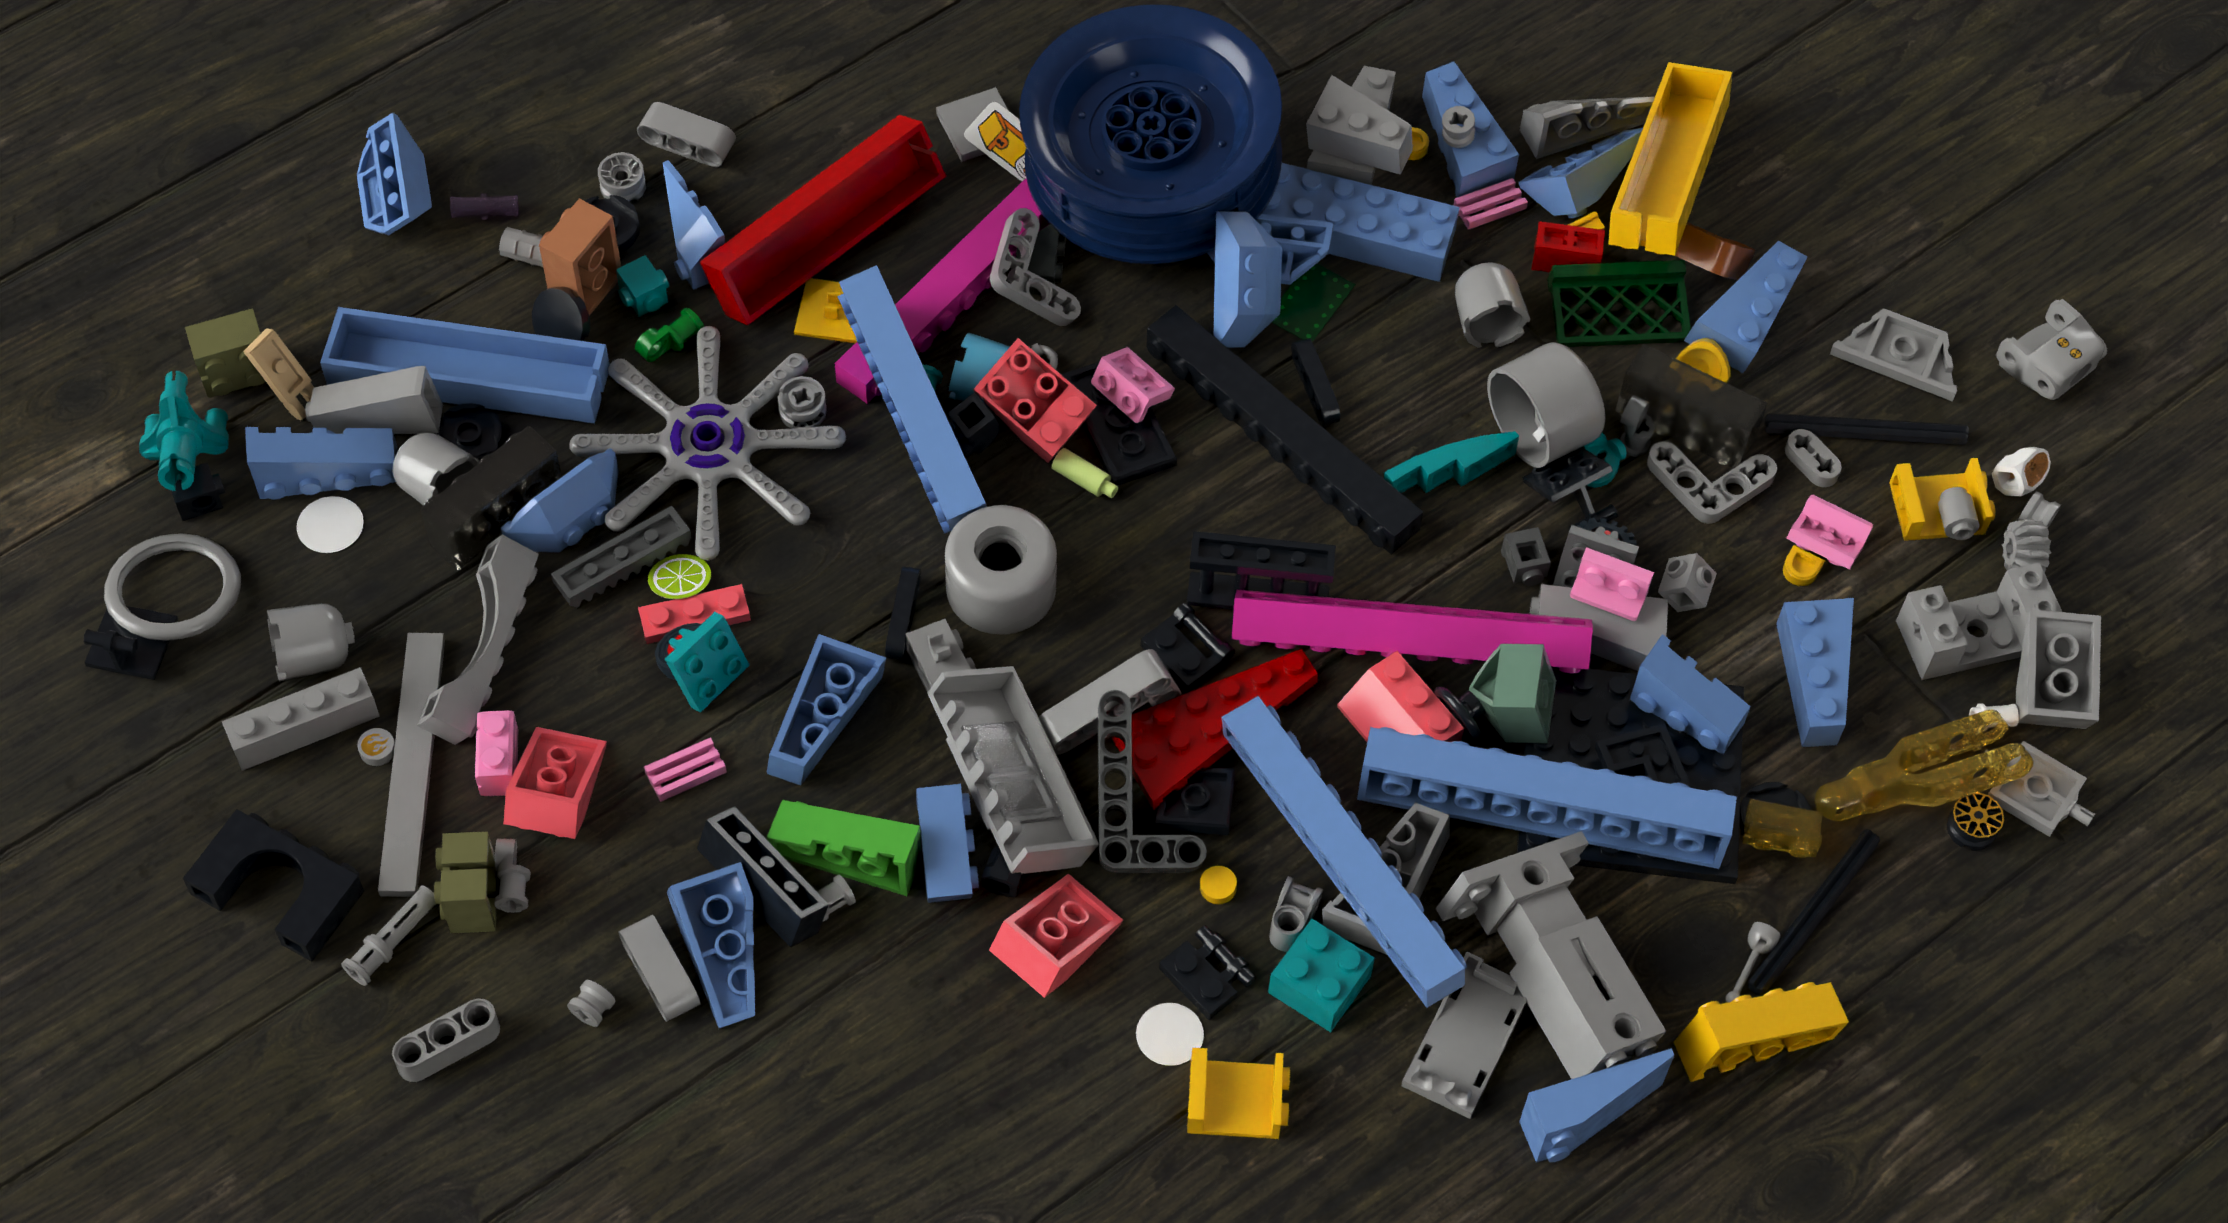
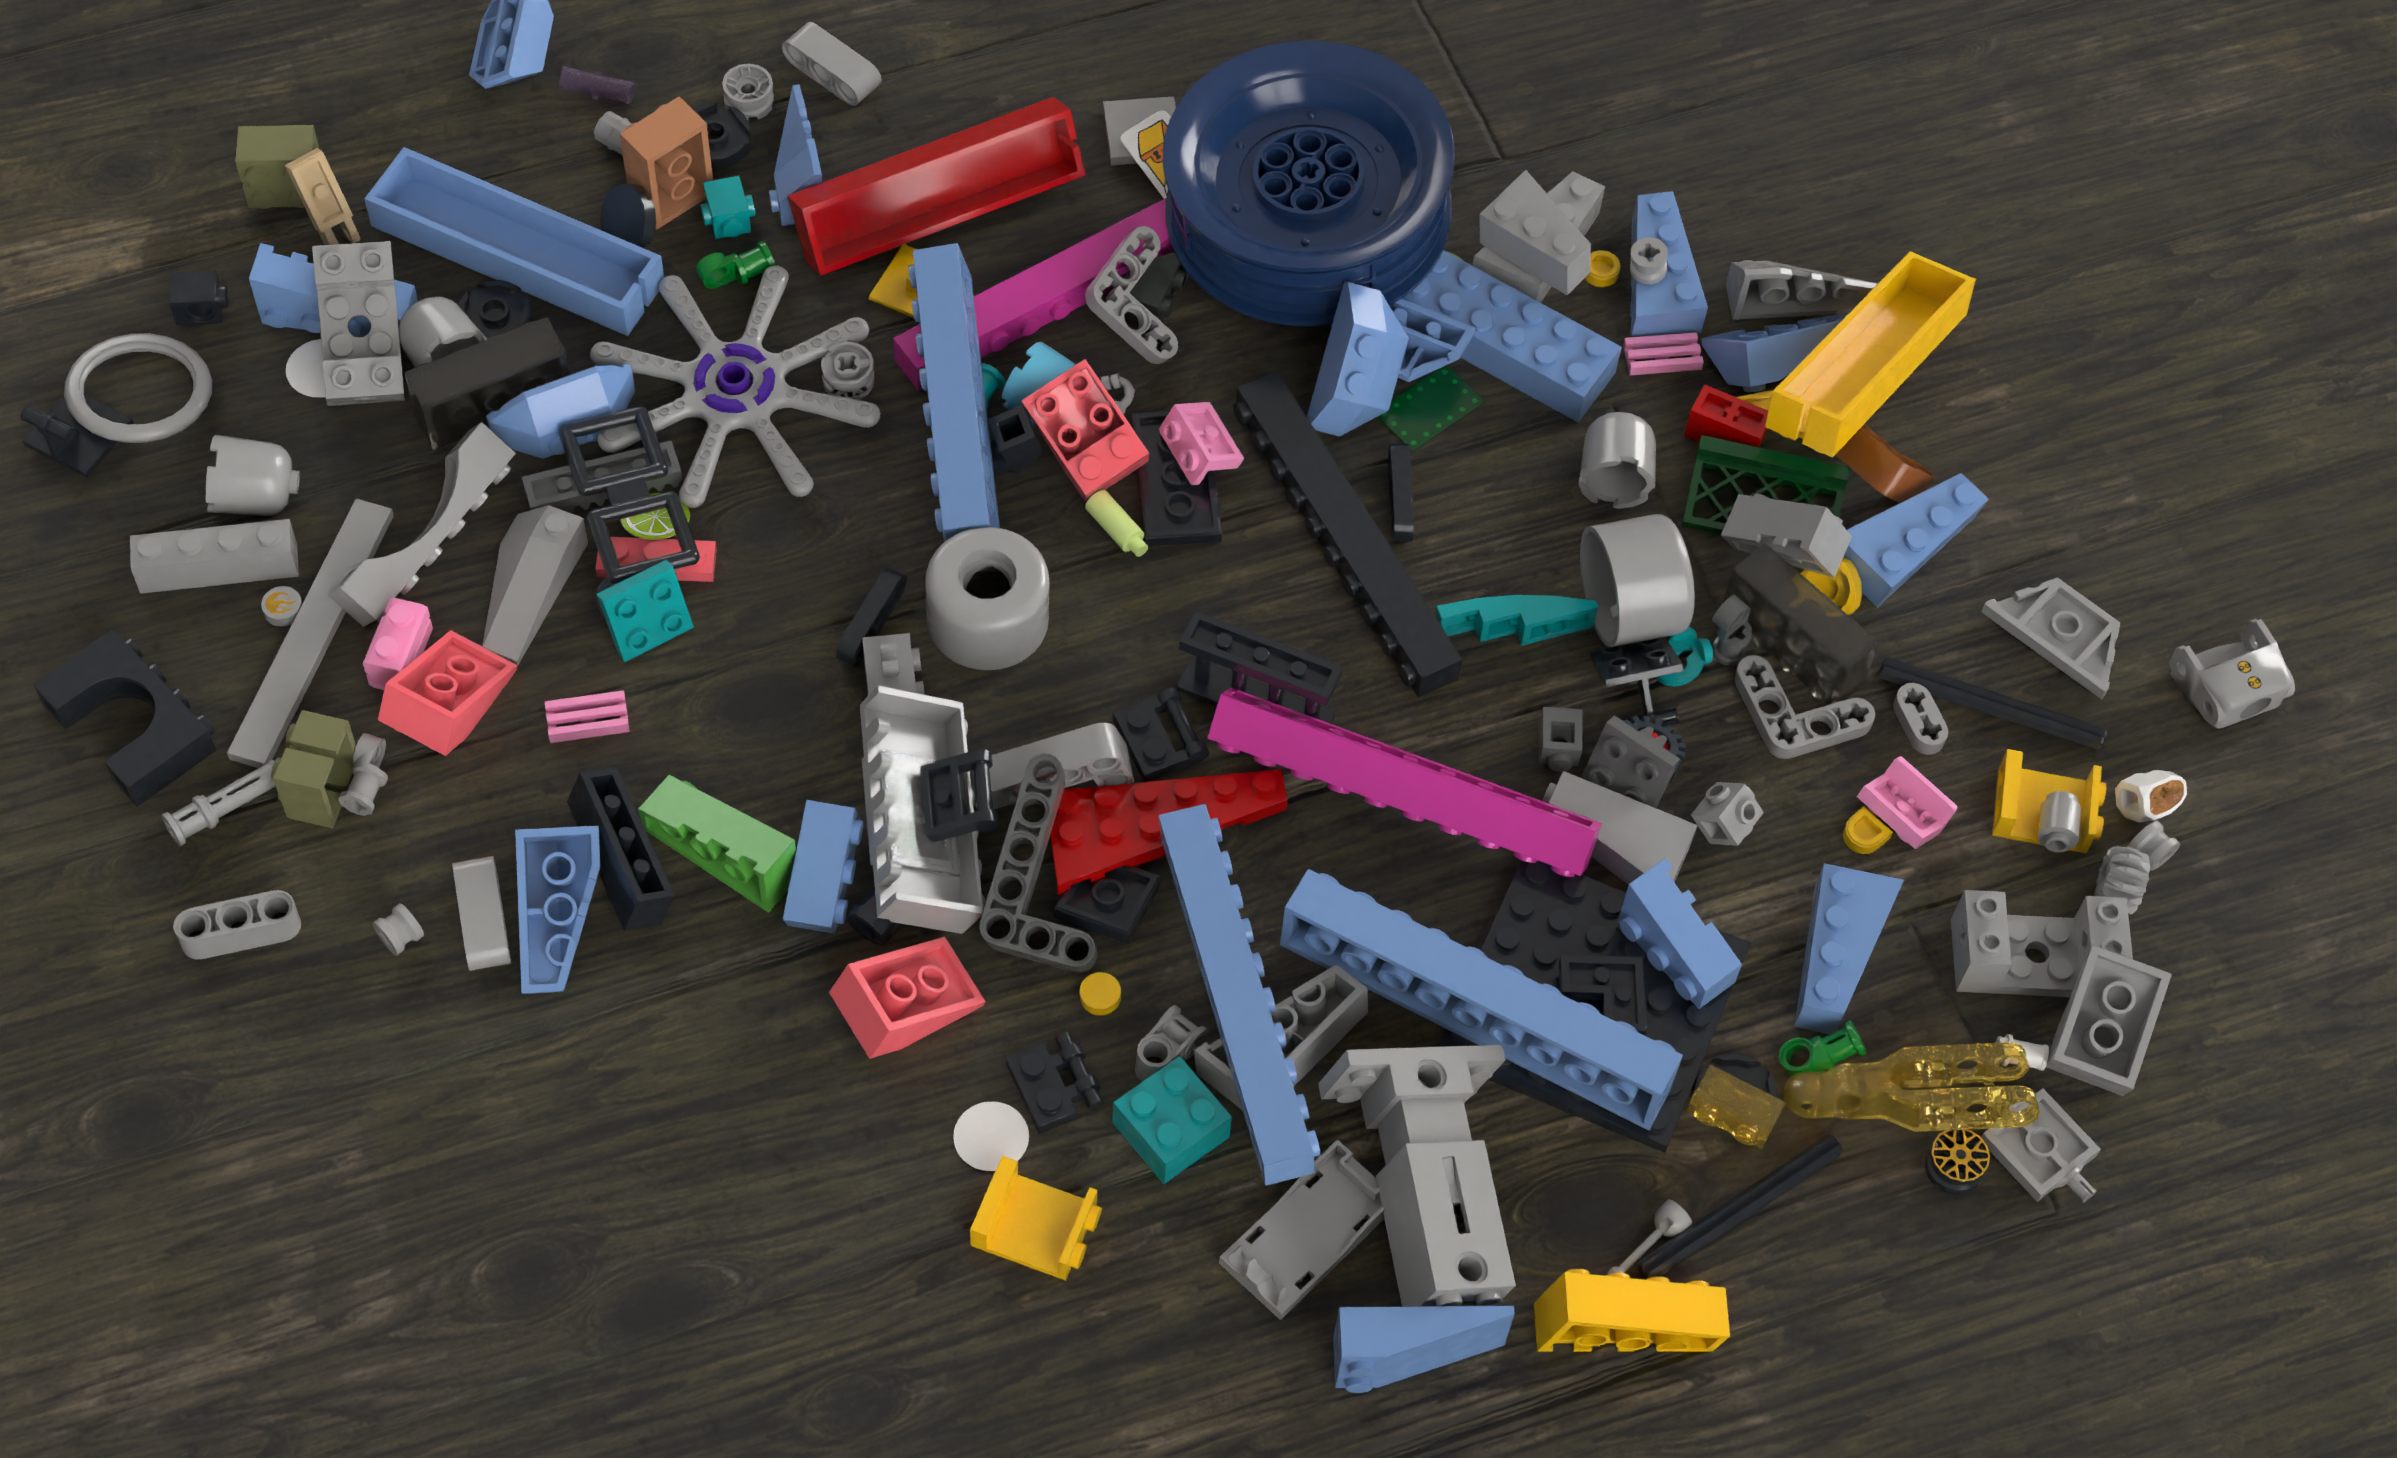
camera: 15 degrees right, 0 degrees up
(180, 434) = (199, 235): teal wheel -> none
(351, 440) = (351, 284): none -> light grey plate
(393, 400) = (424, 255): light grey slope -> none
(587, 657) = (529, 575): none -> light grey wedge
(654, 562) = (627, 492): none -> black bar
(824, 702) = (749, 688): medium blue wedge -> none
(836, 895) = (689, 891): light grey bush -> none
(1030, 751) = (946, 796): none -> black plate
(1398, 699) = (1362, 856): coral slope -> none
(1511, 691) = (1488, 875): sand green piece -> none
(1611, 584) = (1635, 791): bright pink bracket -> none
(1669, 327) = (1798, 532): none -> light grey wedge
(1836, 760) = (1823, 1051): none -> green connector

